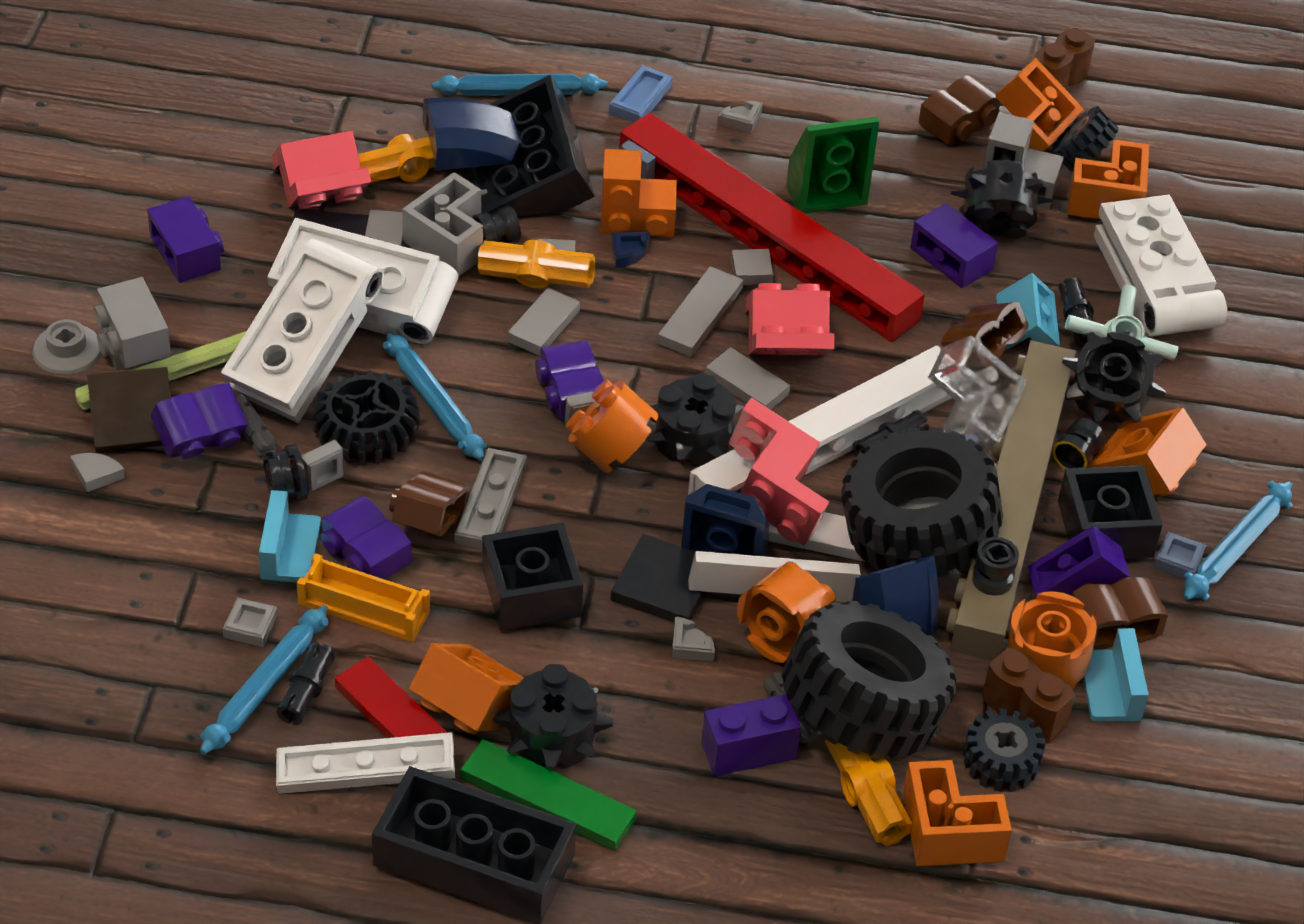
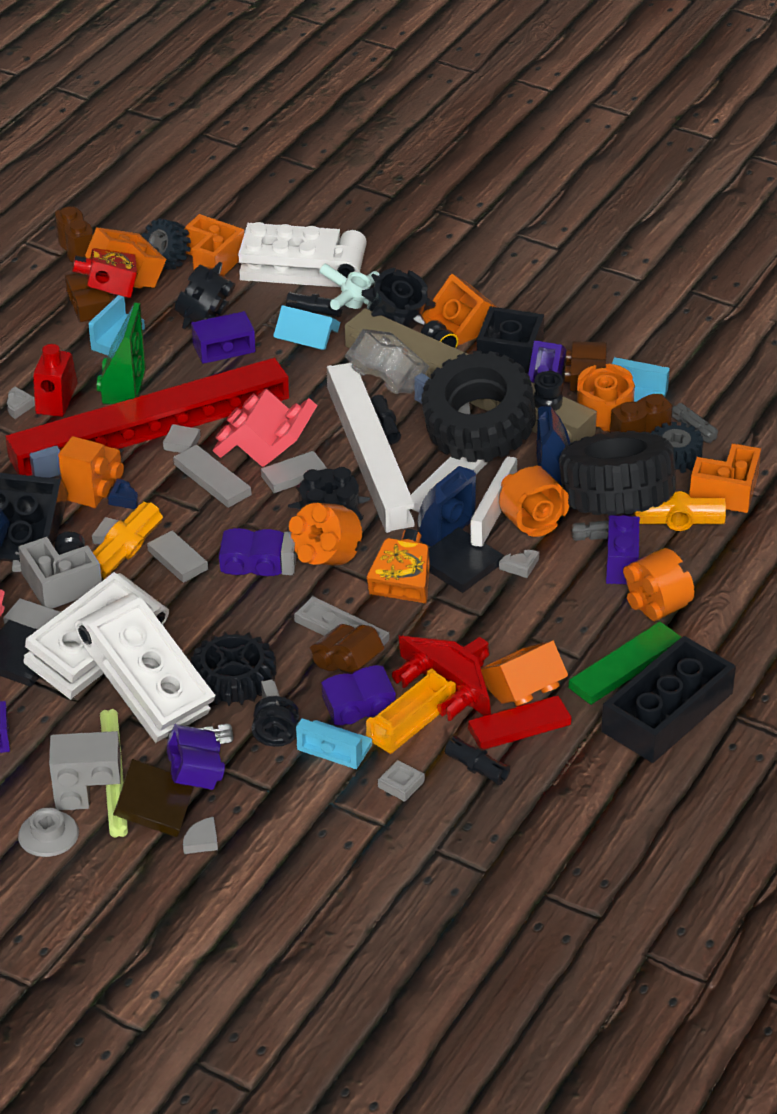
camera: 65 degrees left, 5 degrees down
(263, 679) = (463, 782): dark azure wheel -> none
(362, 762) = (566, 743): white tile -> none
(435, 396) = (255, 625): dark azure wheel -> none
(445, 618) = (453, 663): none -> red connector
(532, 576) = (442, 609): black brick -> none
(553, 718) = (576, 633): black brick -> none
(602, 519) = (401, 569): none -> orange torso
(682, 782) = (658, 584): none -> orange brick
(772, 122) = (57, 370): none -> red torso
(781, 461) = (423, 455): coral bracket -> none
(914, 148) = (107, 324): none -> medium azure panel
(976, 97) = (108, 271): none -> red torso
(991, 326) = (320, 345): reddish brown brick -> none
(1011, 142) = (163, 280): light grey brick -> none
(1074, 762) = (682, 413): none -> dark grey axle
(1179, 555) = (553, 330): sand blue tile -> none
(1237, 540) = (547, 302): dark azure wheel -> none

